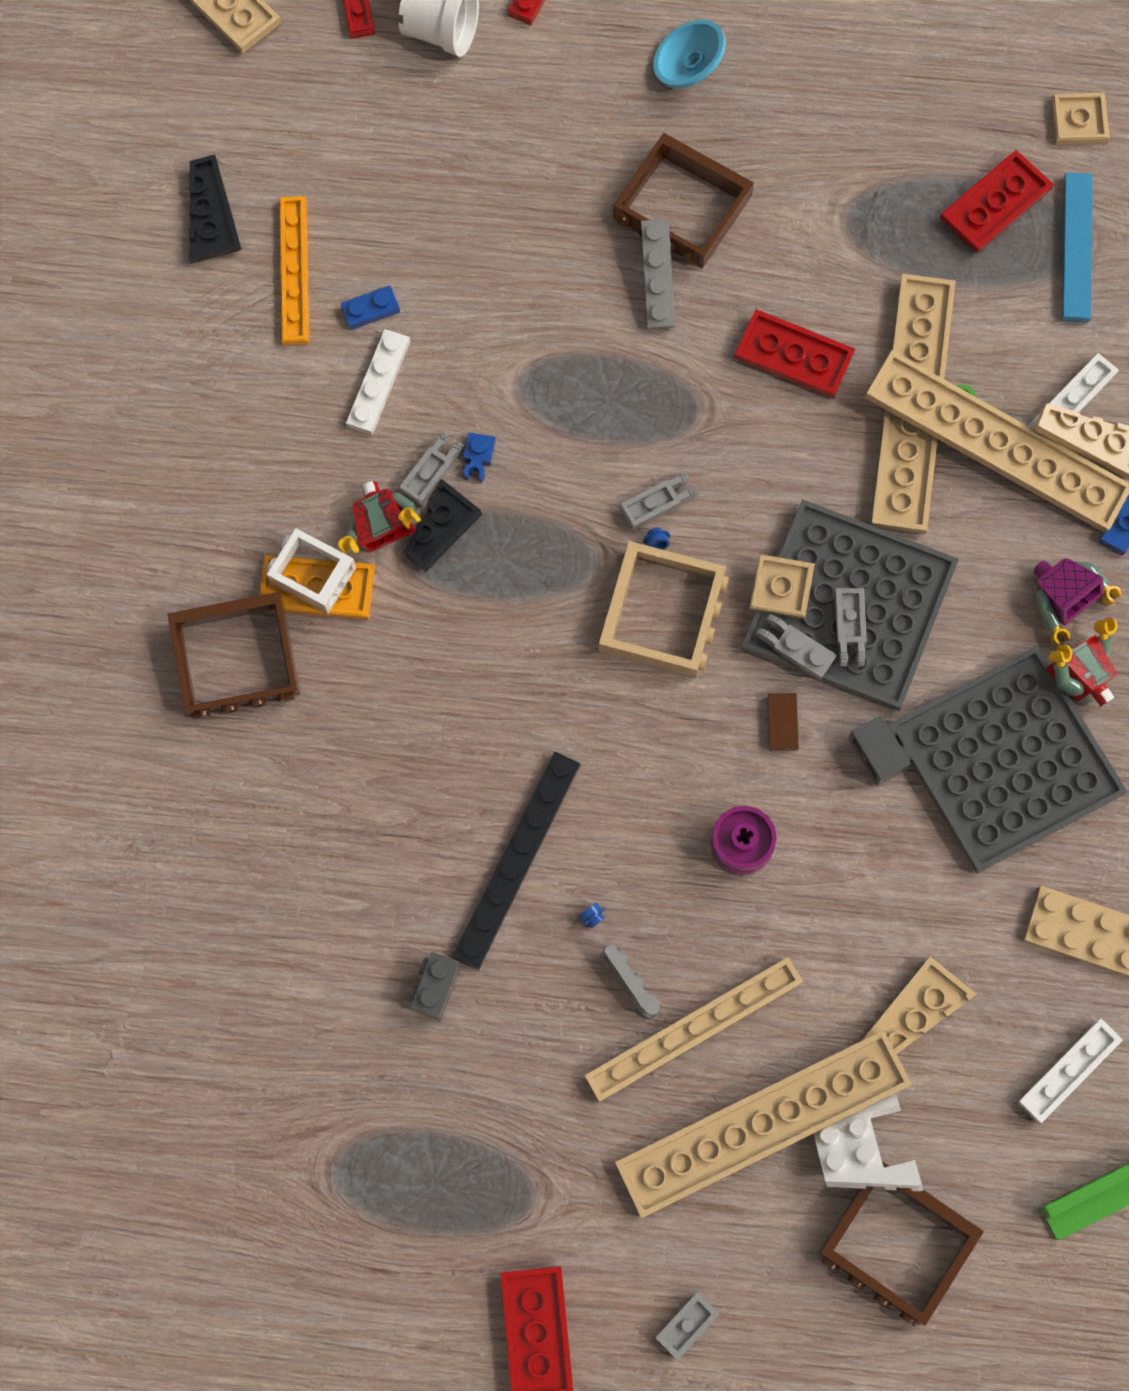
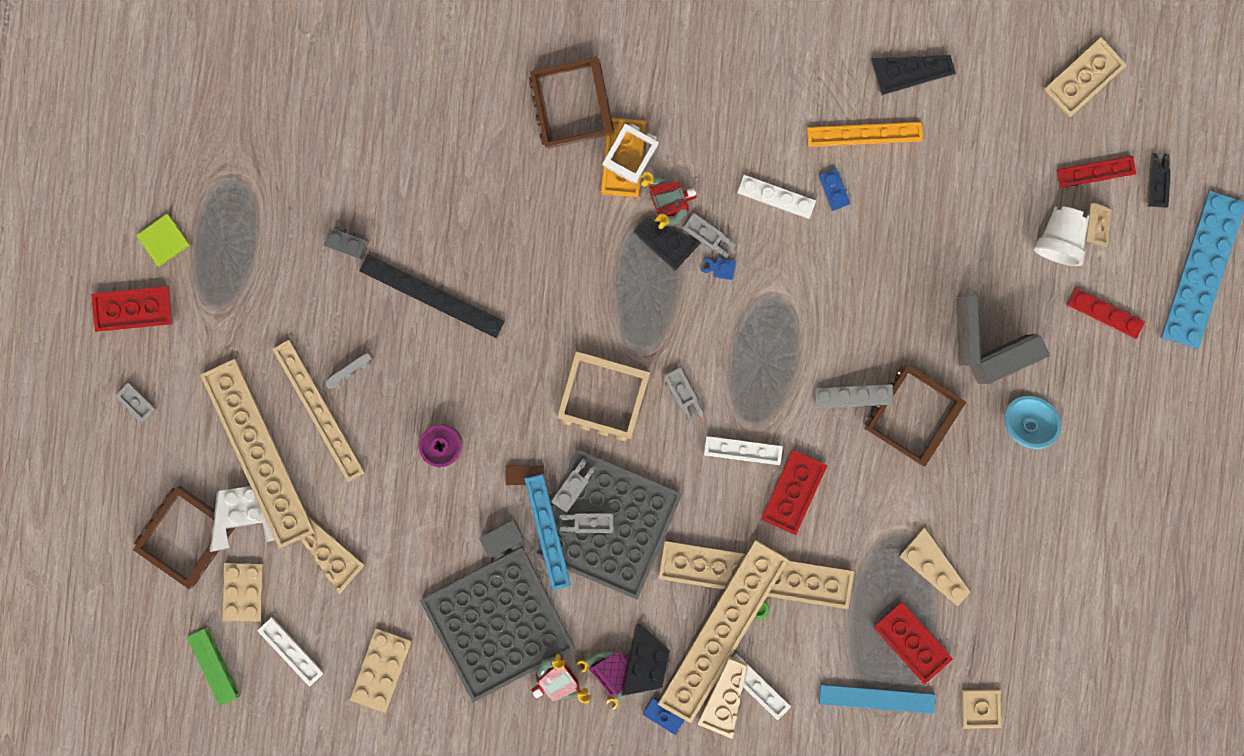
camera: 90 degrees right, 15 degrees up
(427, 1282) = (163, 240): none -> lime tile
(592, 915) = (393, 345): blue plate -> none
(598, 112) = (999, 361): none -> dark grey container
(657, 538) = (655, 392): blue plate -> none
(737, 420) = (743, 450): none -> white plate
(782, 586) = (617, 477): tan tile -> none
(866, 683) = (547, 532): none -> dark azure tile
(885, 182) = (931, 563): none -> tan wing
(981, 1149) = (243, 592): none -> tan plate
(1051, 544) = (645, 663): none -> black wing

